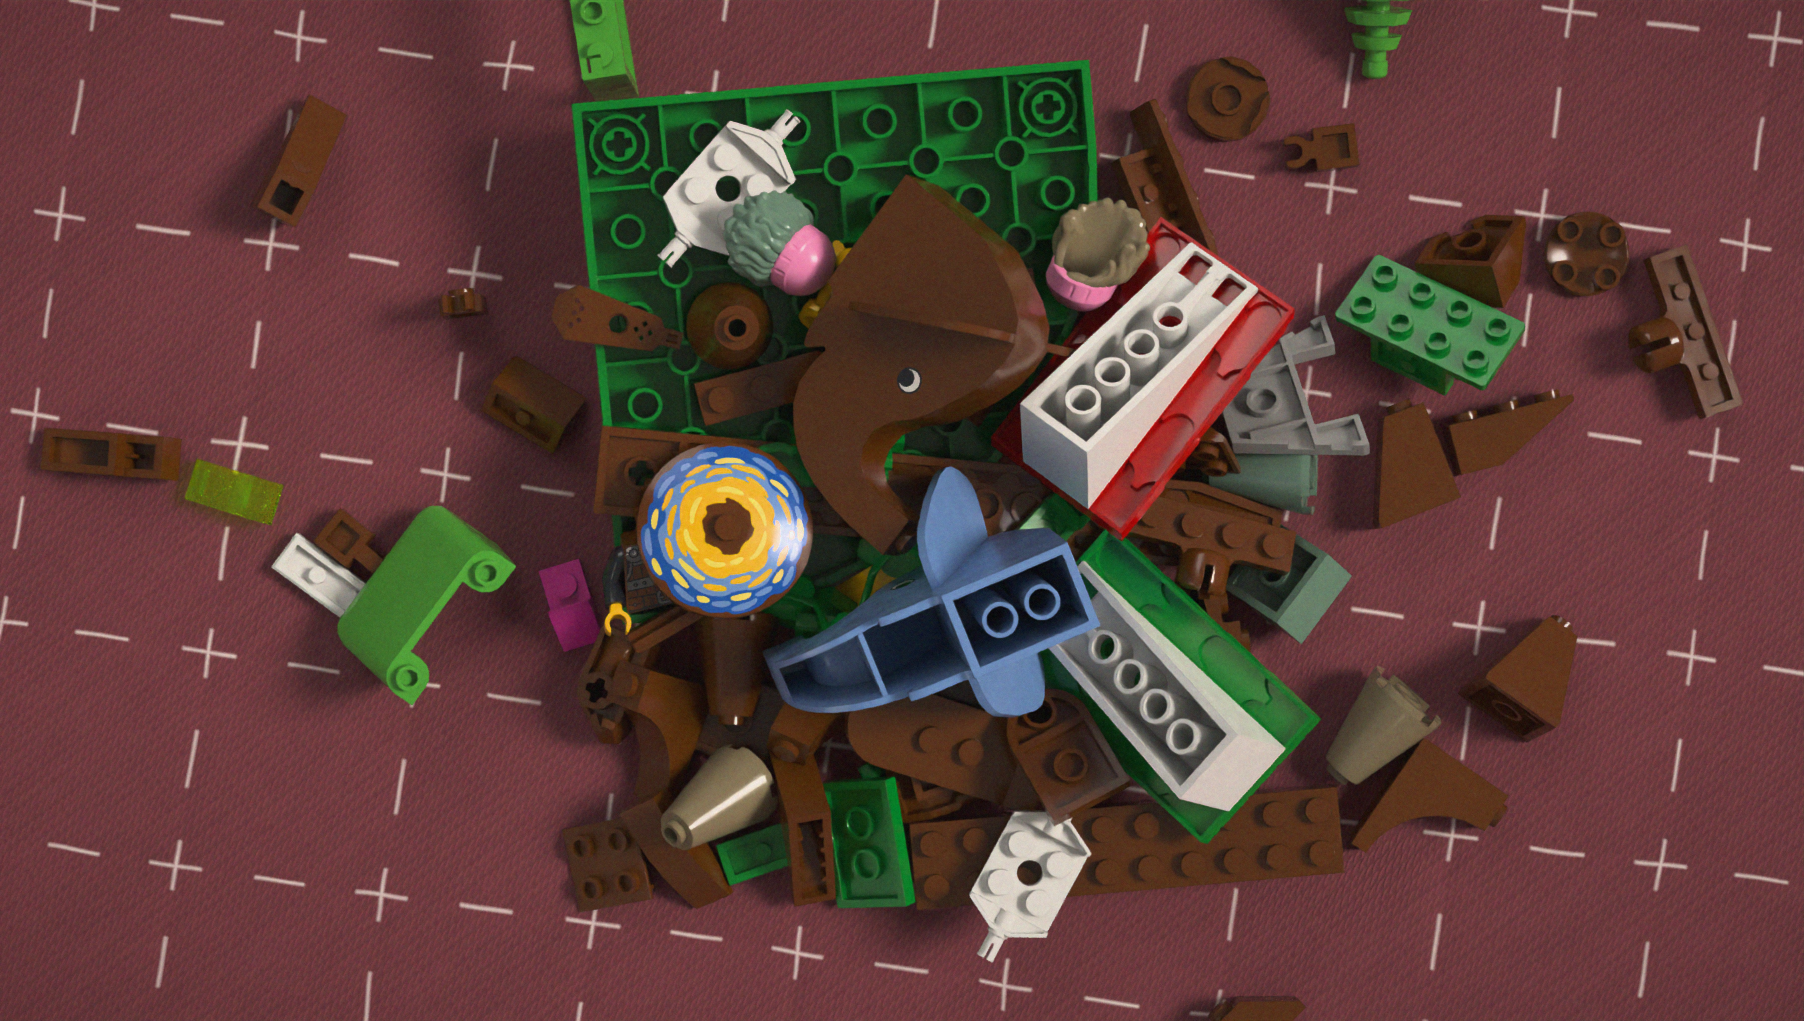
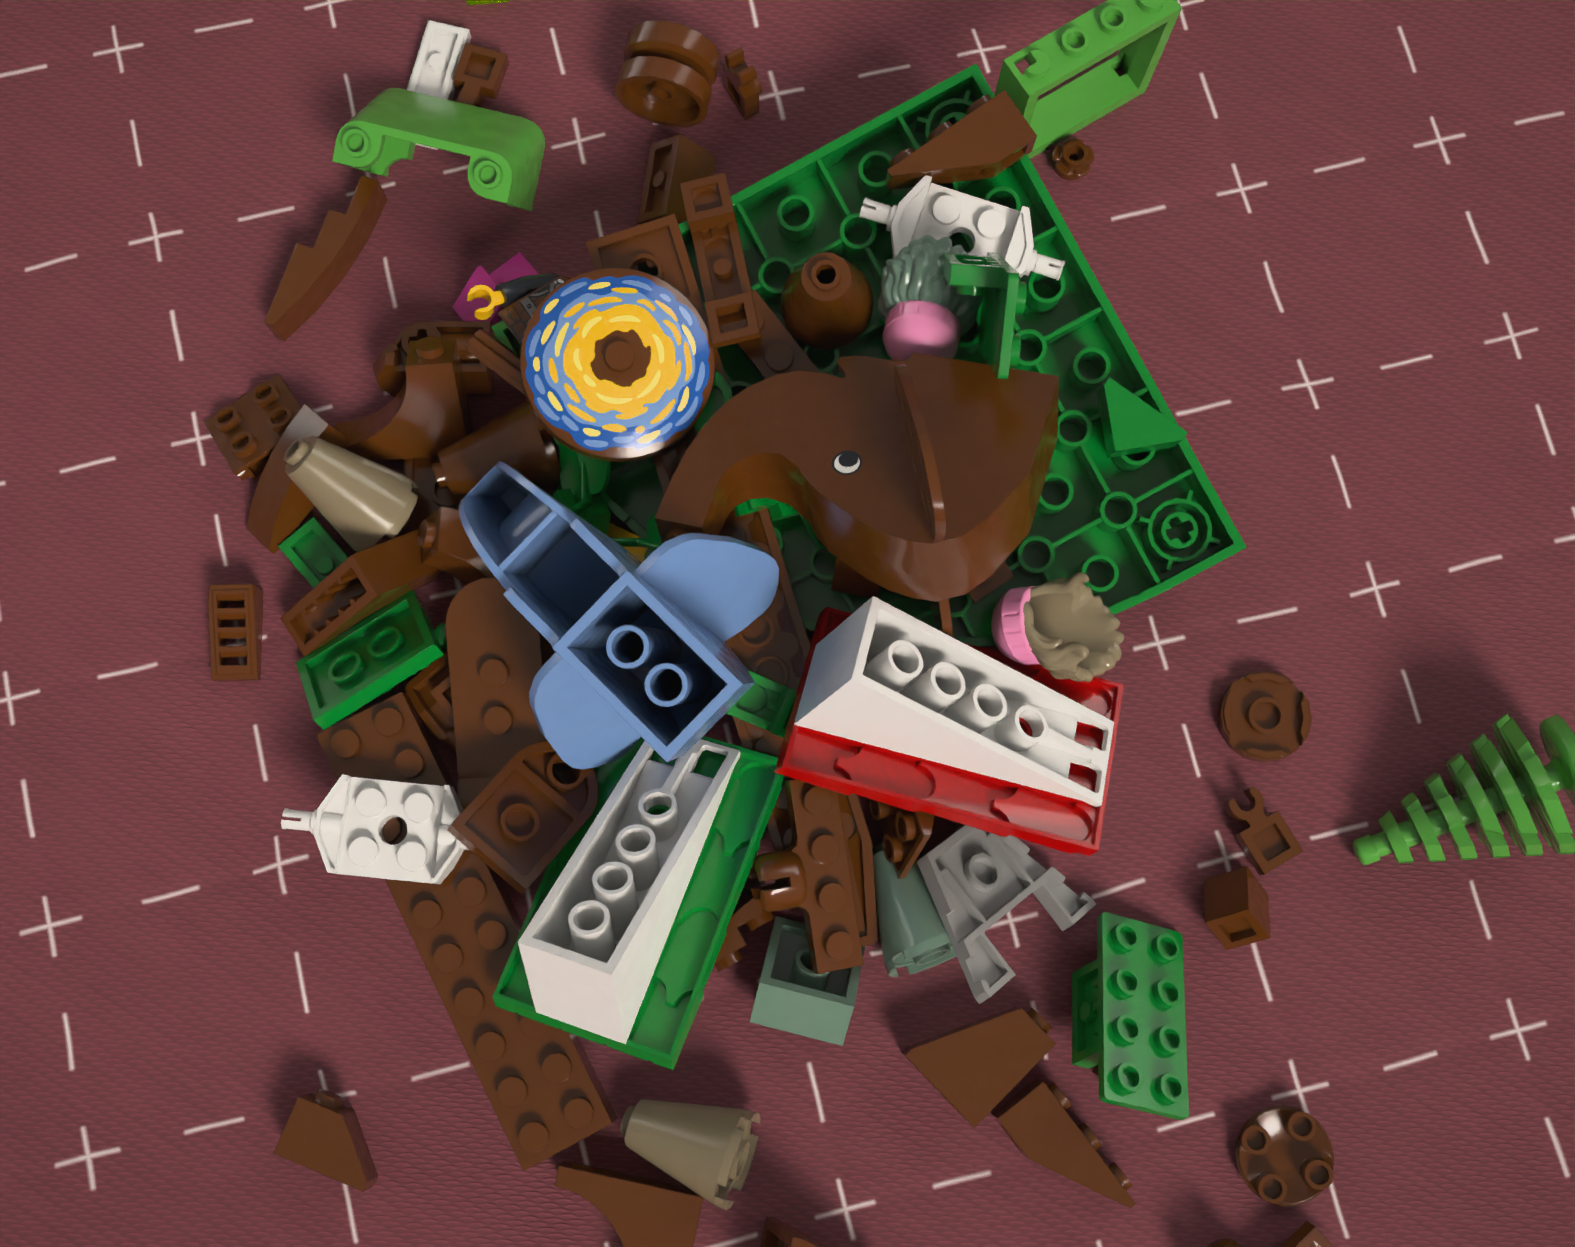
camera: 60 degrees right, 10 degrees down
(430, 370) = (667, 73): none -> reddish brown wheel
(484, 760) = (319, 270): none -> reddish brown slope
(595, 322) = (780, 171): reddish brown piece -> none
(653, 140) = (972, 149): none -> reddish brown slope
(657, 42) = (1068, 168): none -> reddish brown plate
(661, 403) = (720, 260): none -> reddish brown slope
(765, 924) = (219, 614): none -> reddish brown slope
(798, 199) = (1002, 299): none -> green bracket
(951, 114) = (1132, 424): none -> green slope
(1157, 180) = (1157, 676): reddish brown bracket -> none
(1377, 200) = (1236, 908): none -> reddish brown panel
(1478, 261) = (1225, 1044): reddish brown slope -> none

